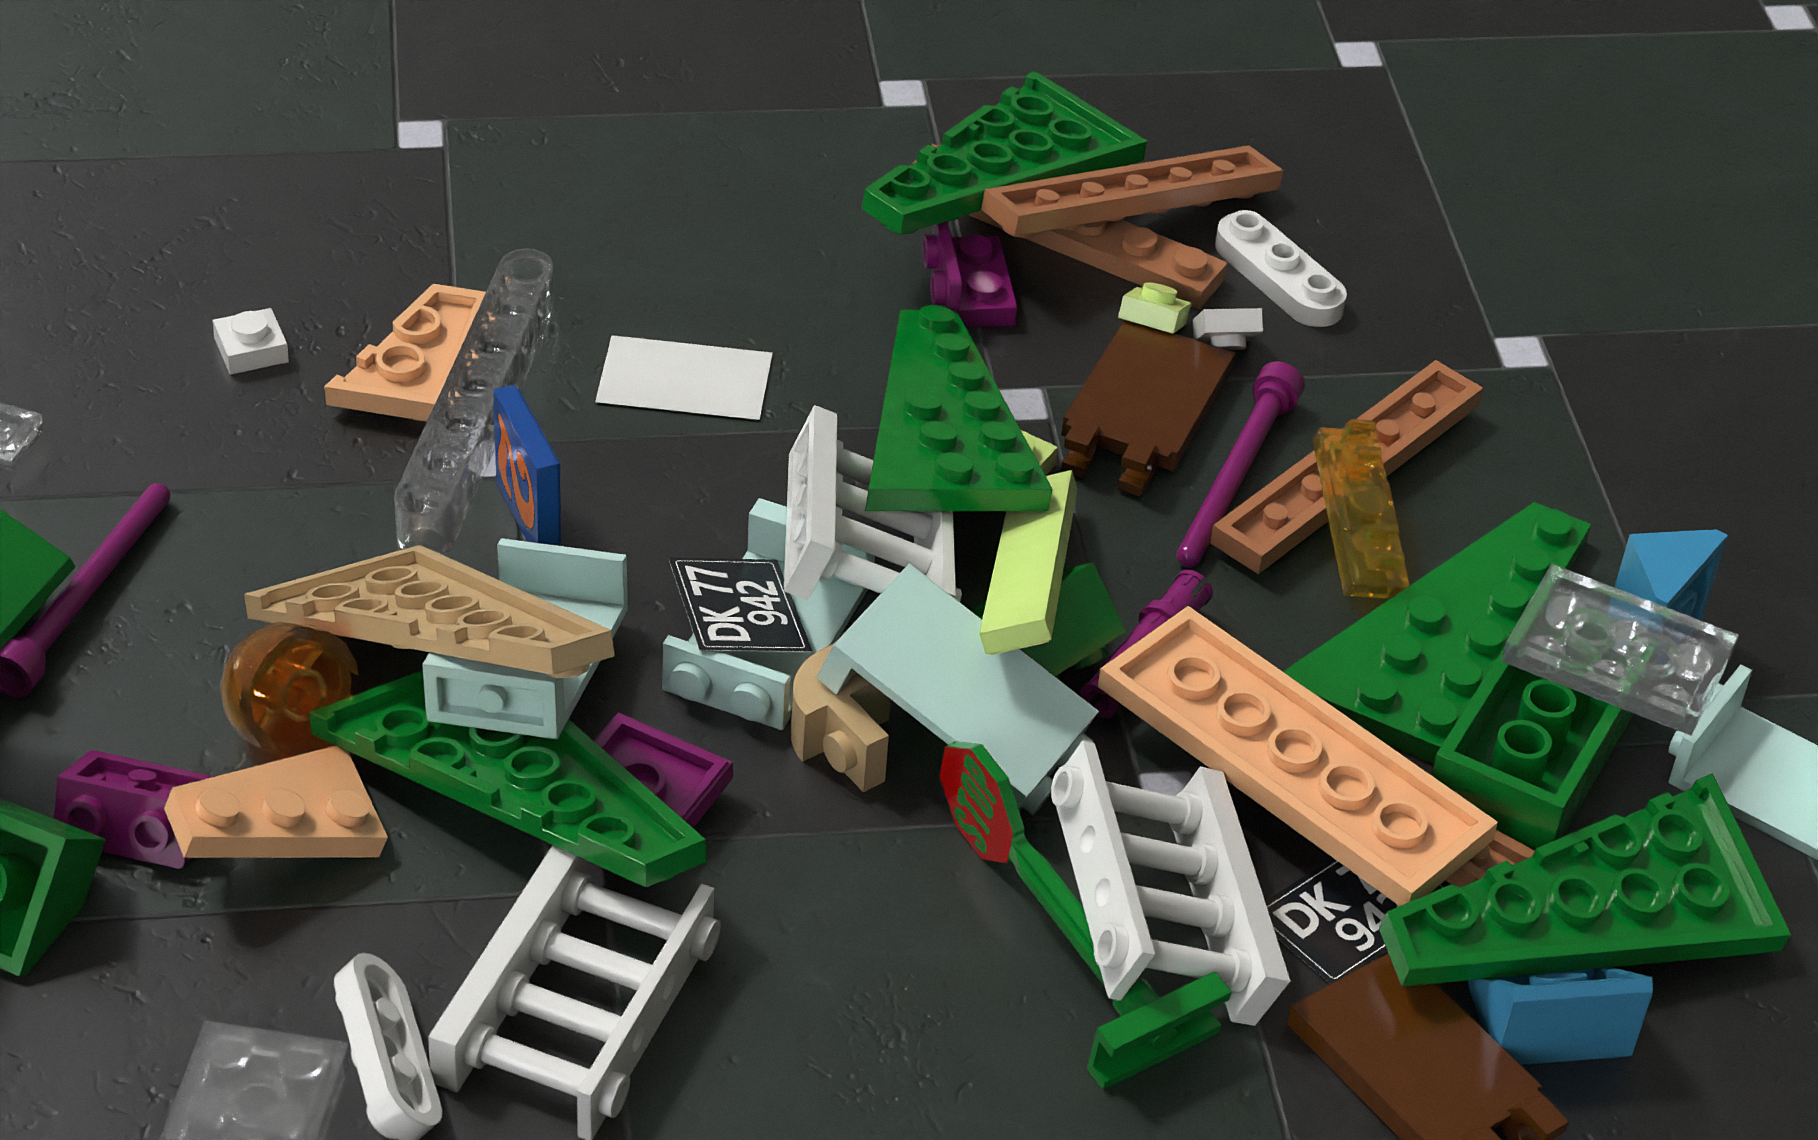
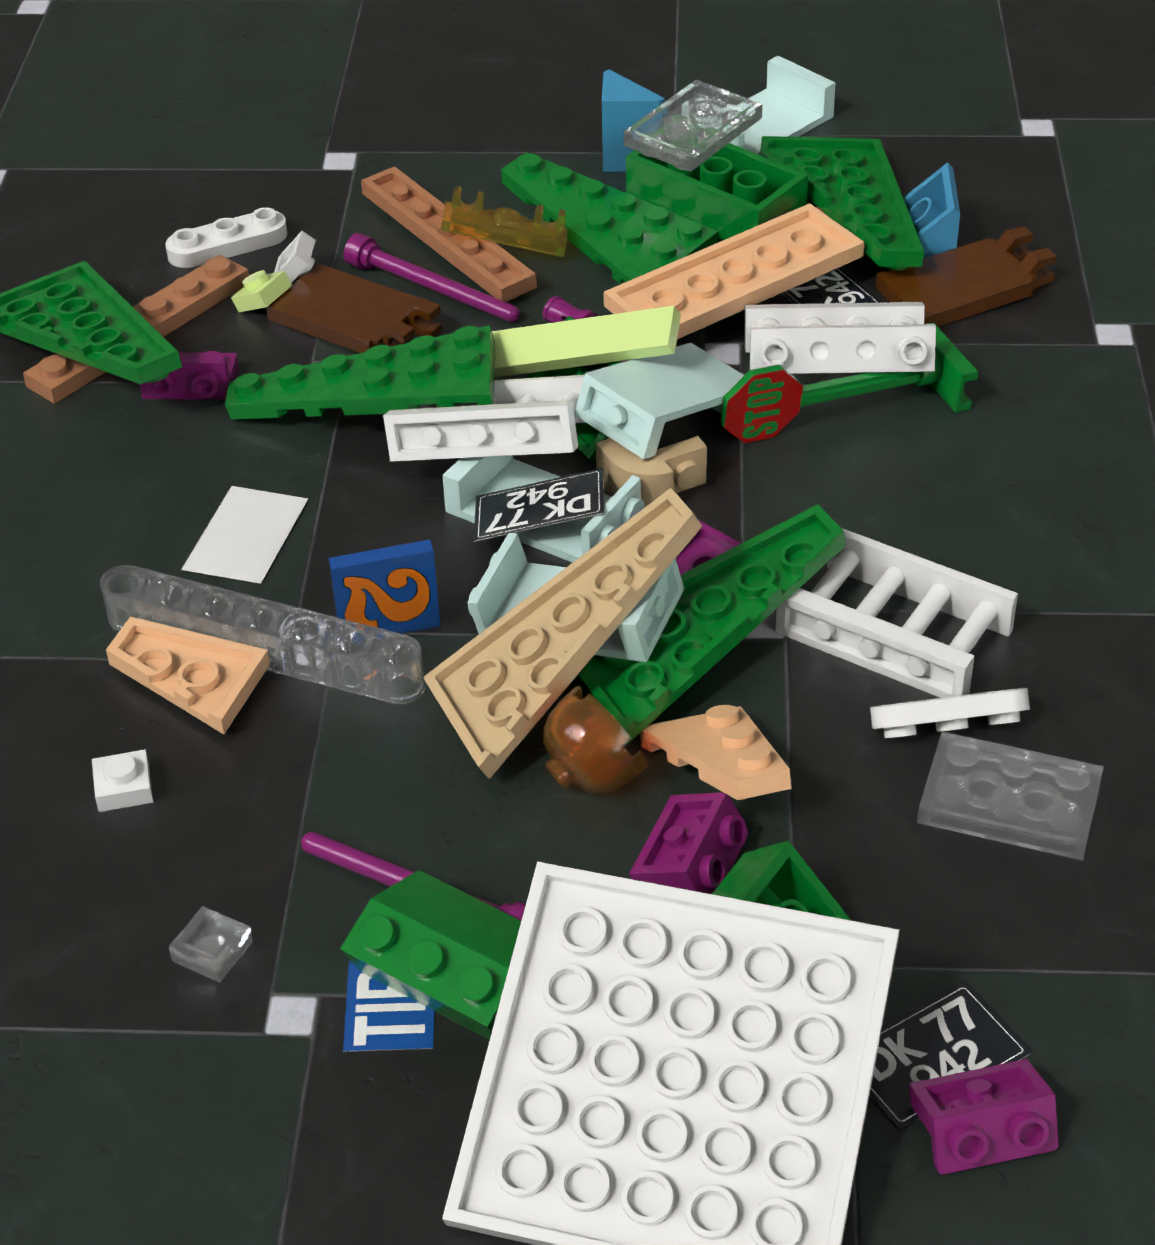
camera: 75 degrees left, 0 degrees up
(1130, 191) = (145, 274): nougat plate -> none

